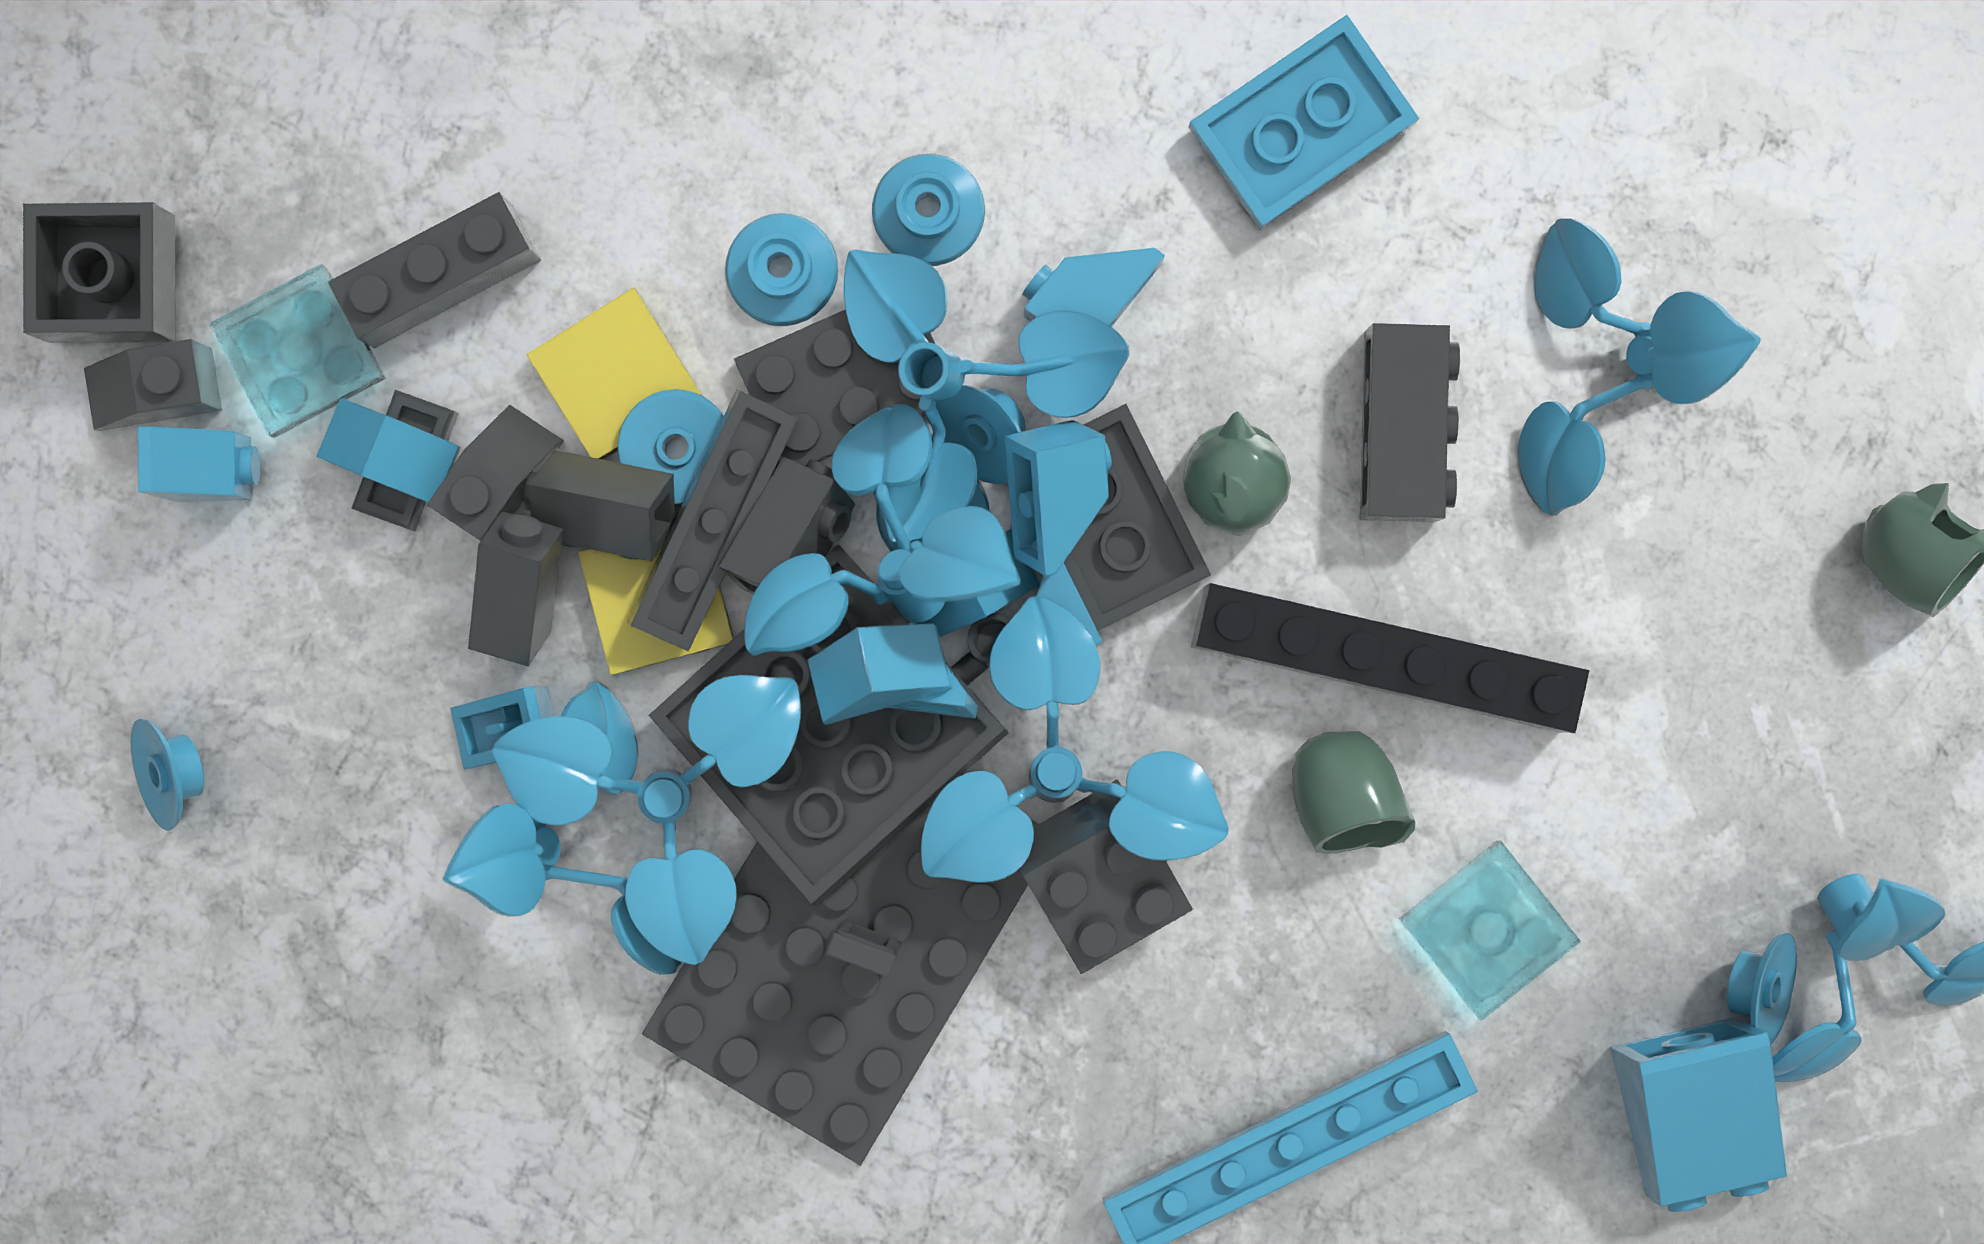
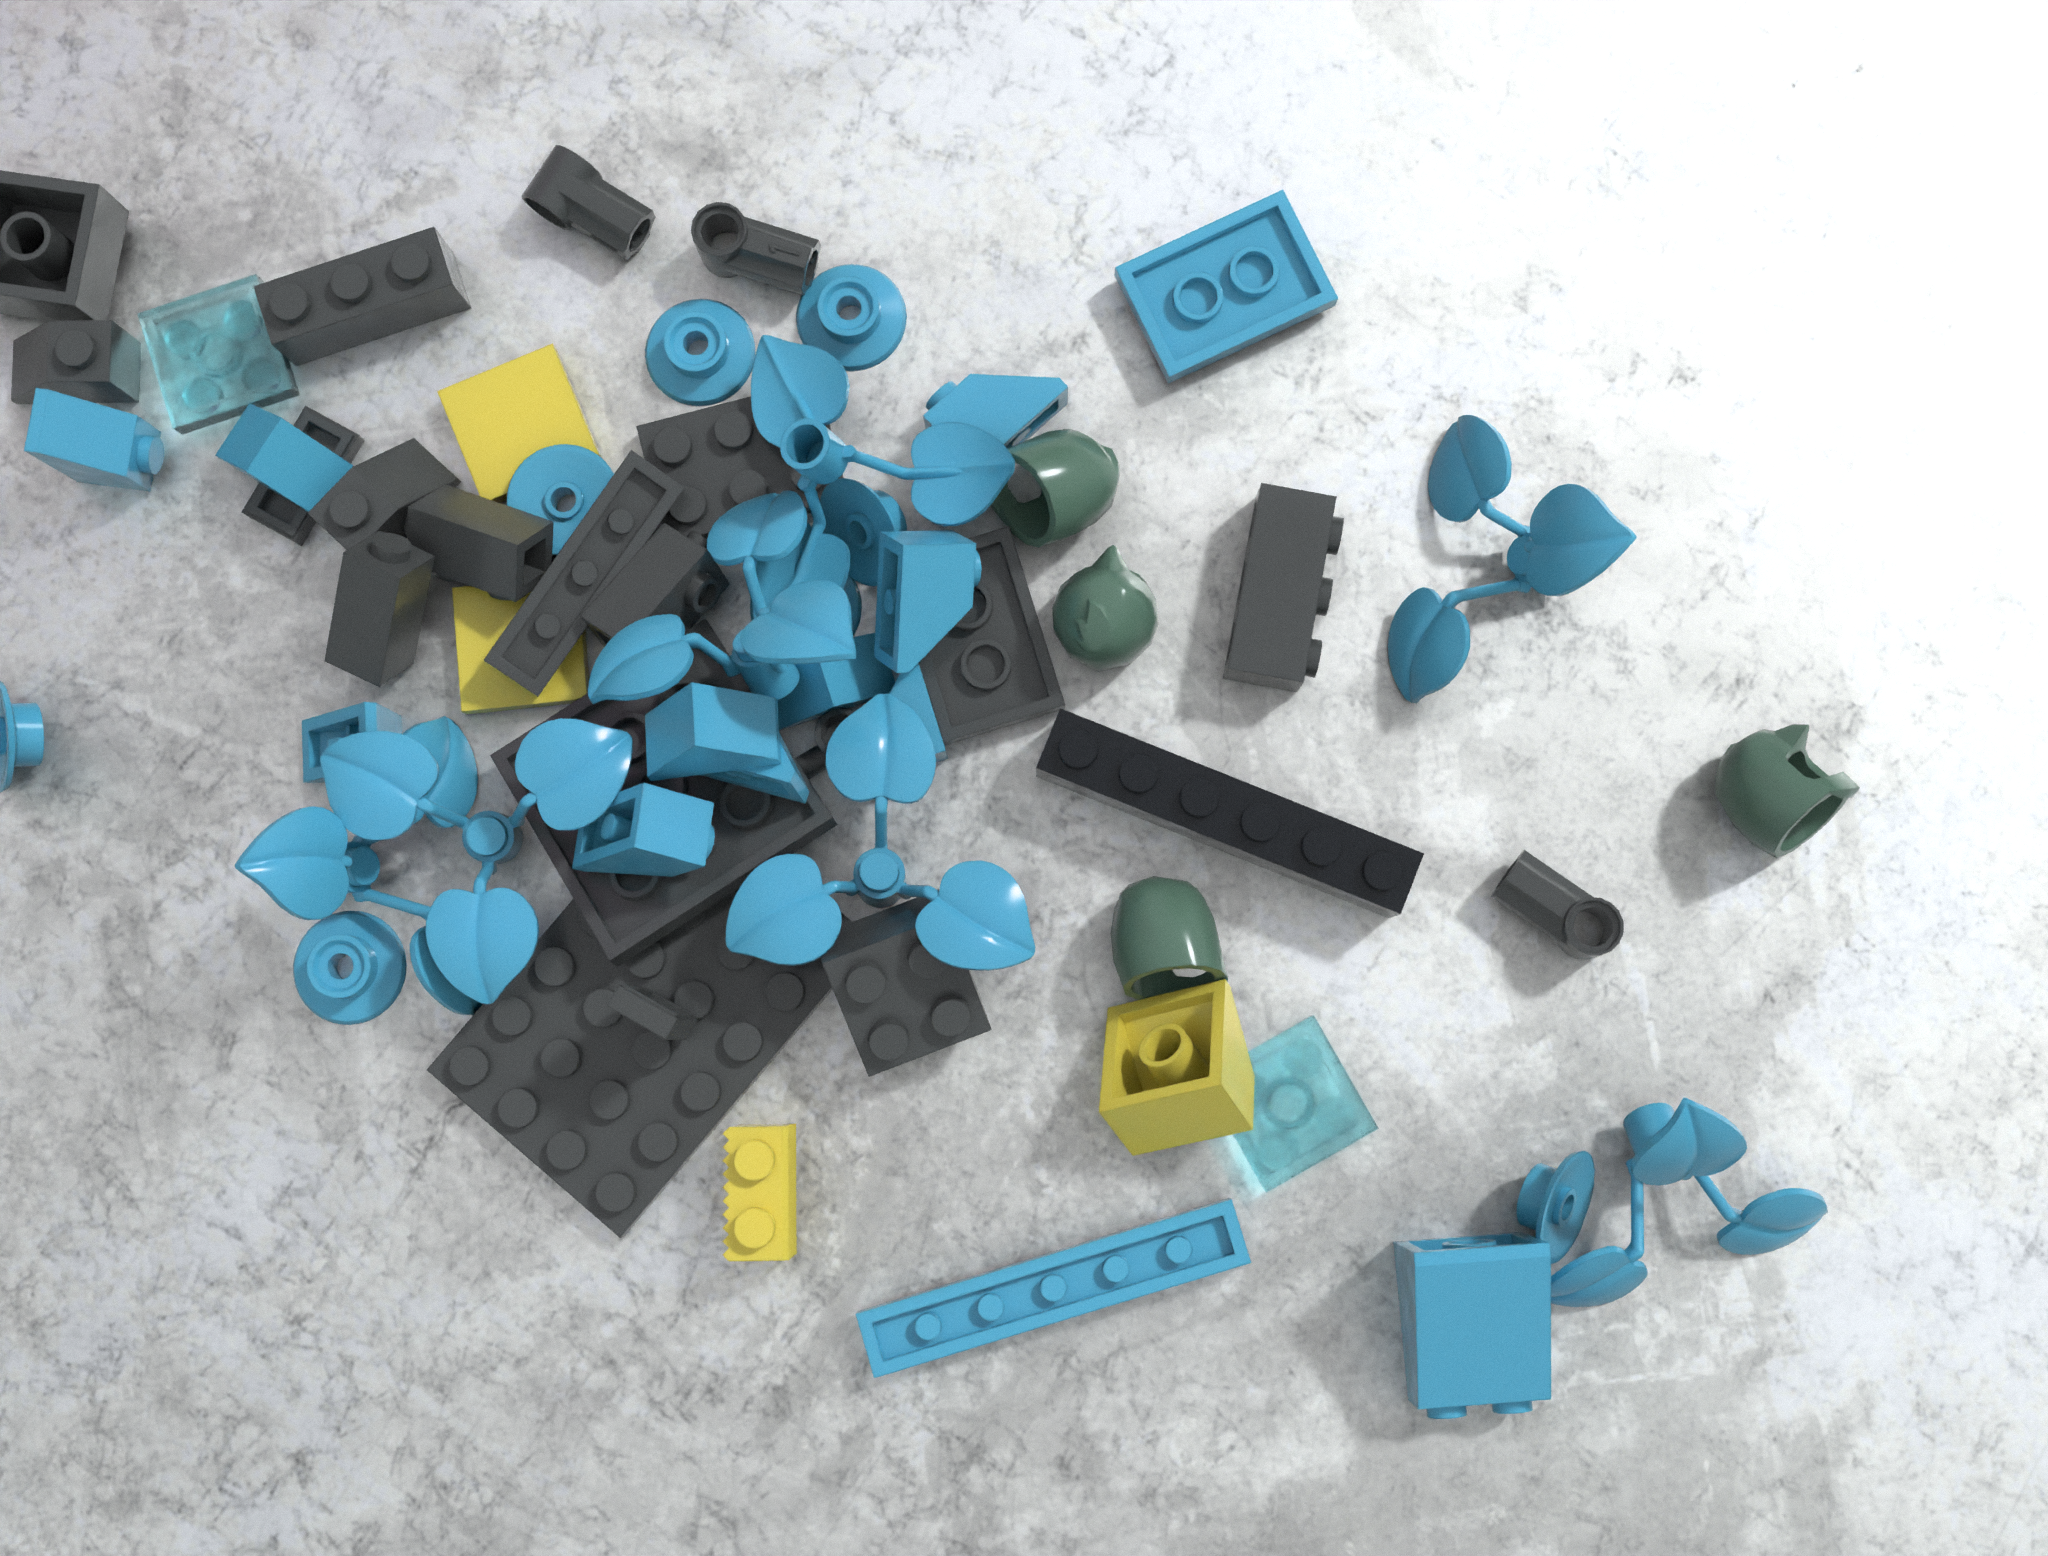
camera: 15 degrees right, 5 degrees down
(572, 953) = (376, 971): none -> medium azure piece
(629, 130) = (575, 195): none -> dark grey piece
(829, 776) = (647, 834): none -> medium azure slope
(830, 160) = (759, 251): none -> dark grey piece
(991, 1100) = (760, 1192): none -> light yellow brick
(1186, 357) = (1075, 482): none -> sand green piece
(1378, 917) = (1176, 1069): none -> light yellow slope
(1722, 697) = (1553, 903): none -> dark grey piece

